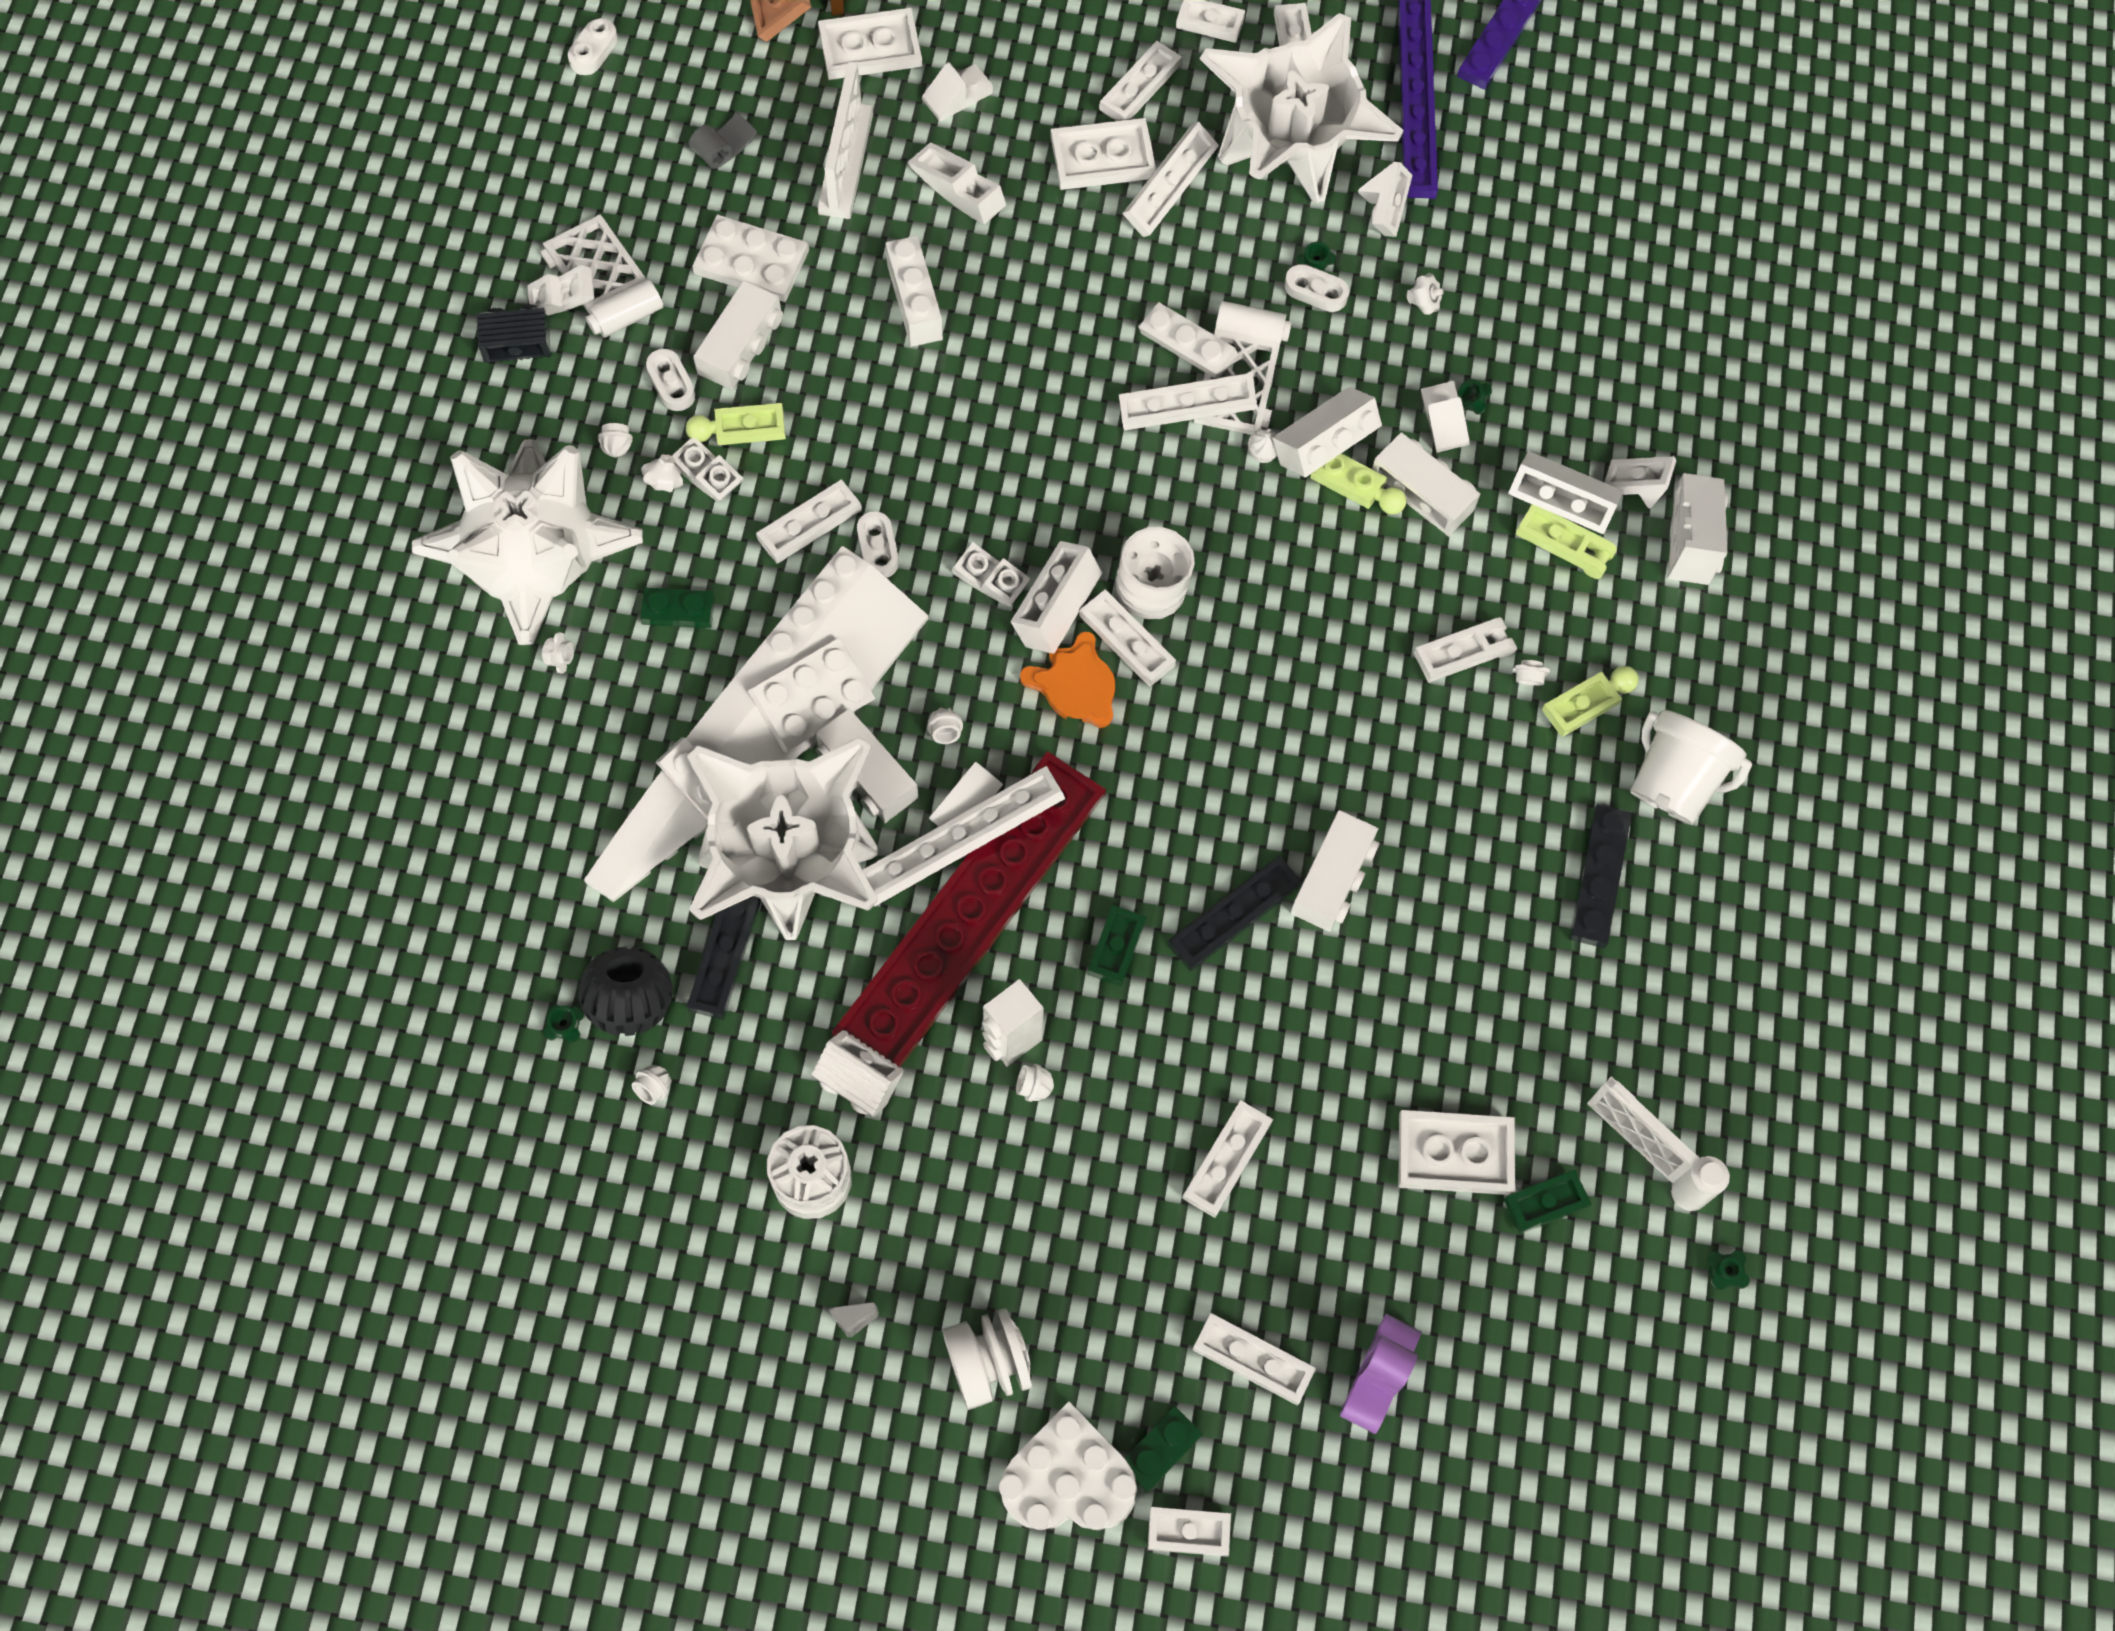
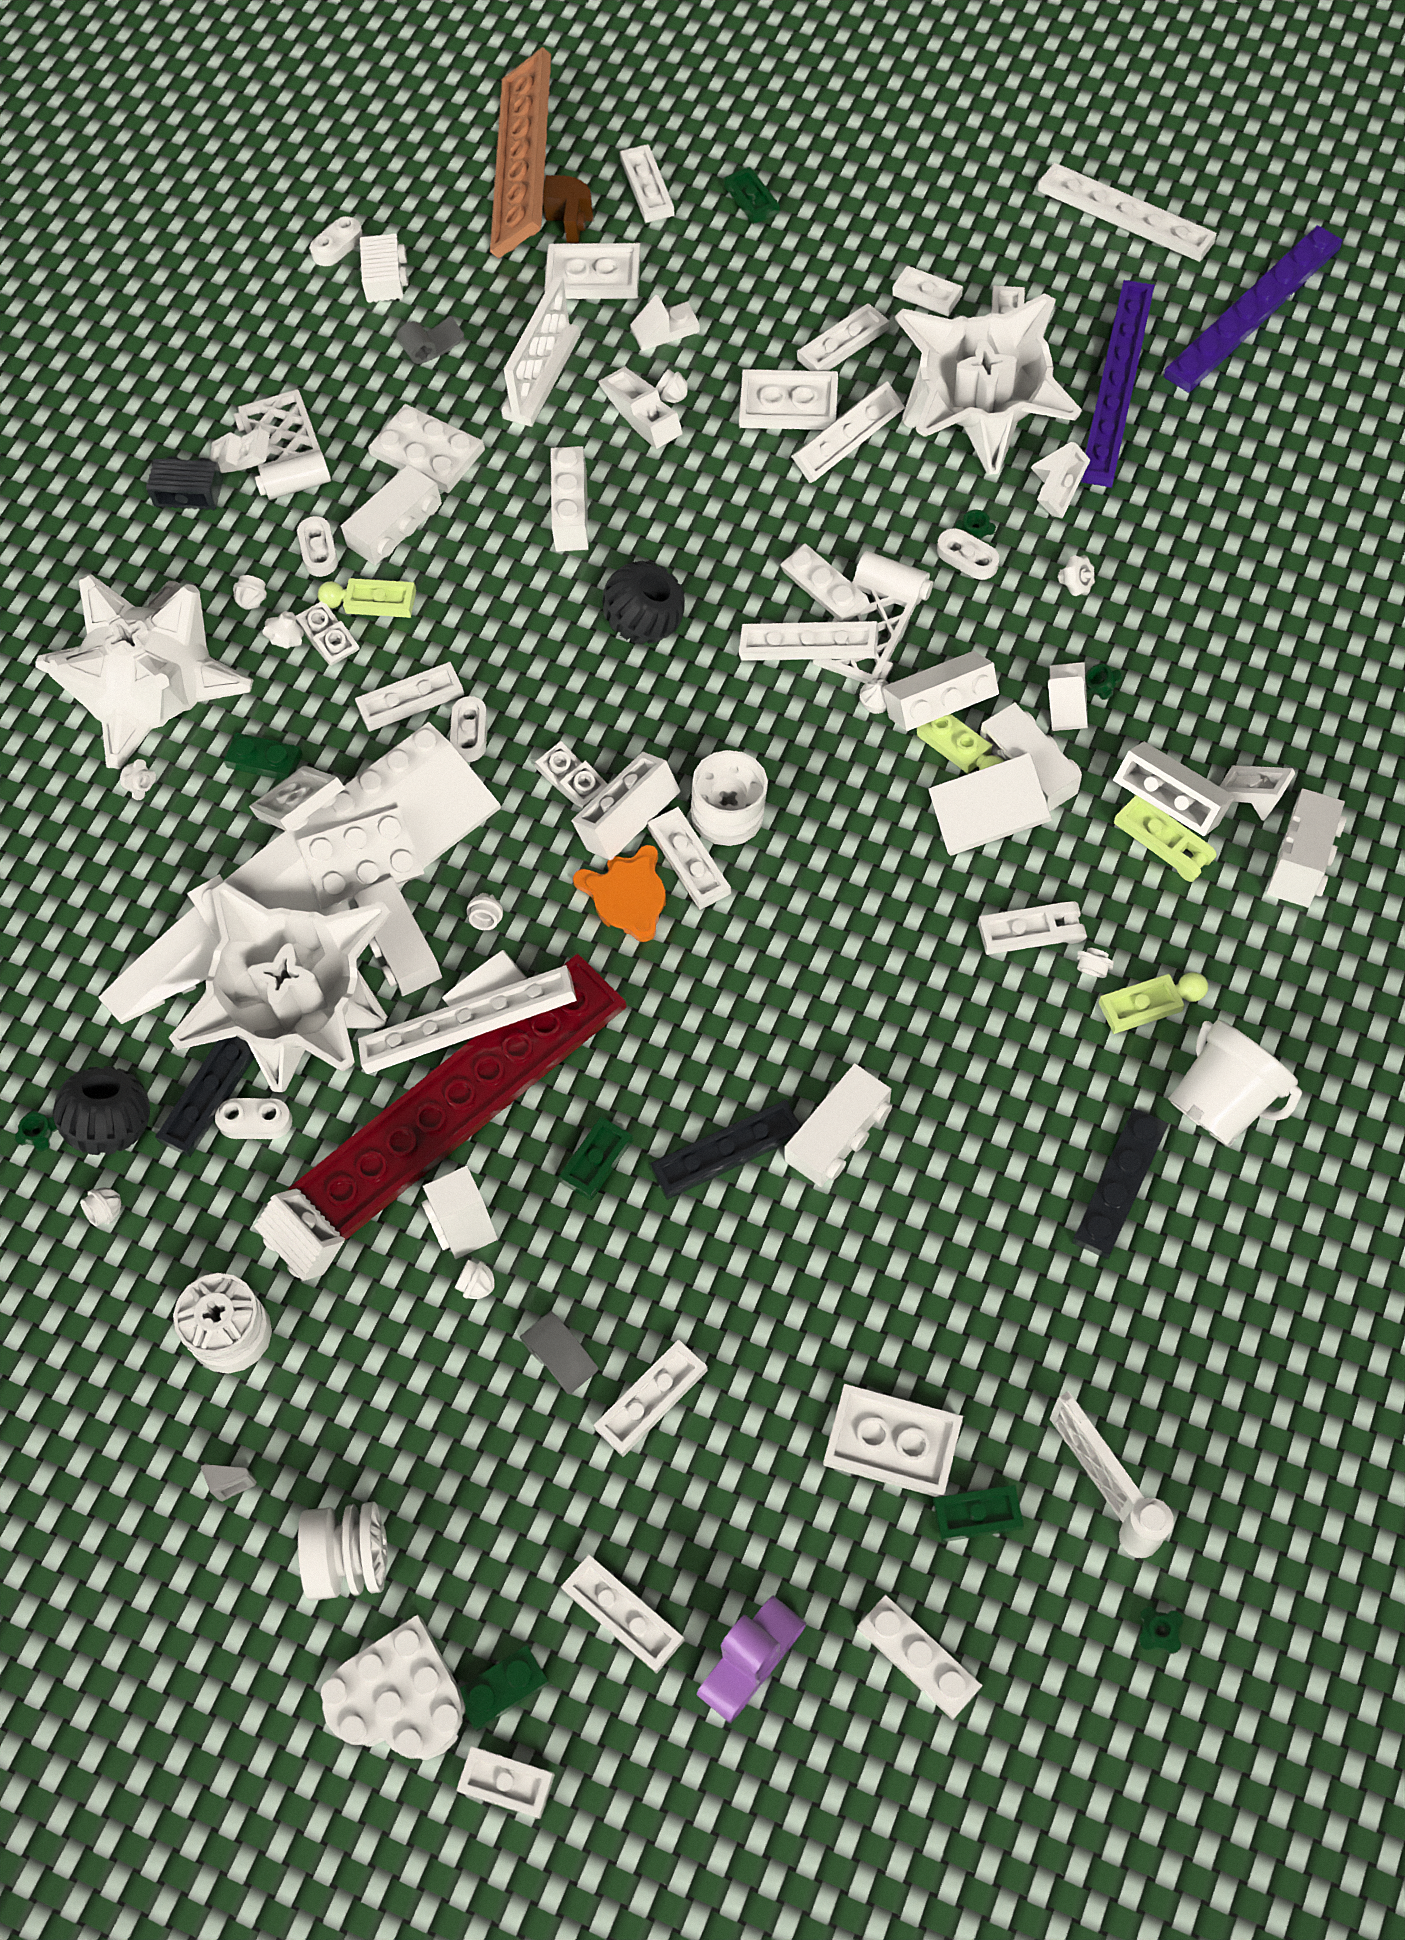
camera: 20 degrees right, 5 degrees down
(652, 70) = (382, 268): none -> white brick
(733, 645) = (297, 798): none -> white plate
(775, 973) = (251, 1118): none -> white plate
(985, 157) = (672, 387): none -> white plate
(1016, 387) = (643, 602): none -> black wheel
(1126, 1128) = (559, 1351): none -> dark grey panel
(1400, 536) = (990, 804): none -> white tile
(1525, 1339) = (919, 1657): none -> white plate

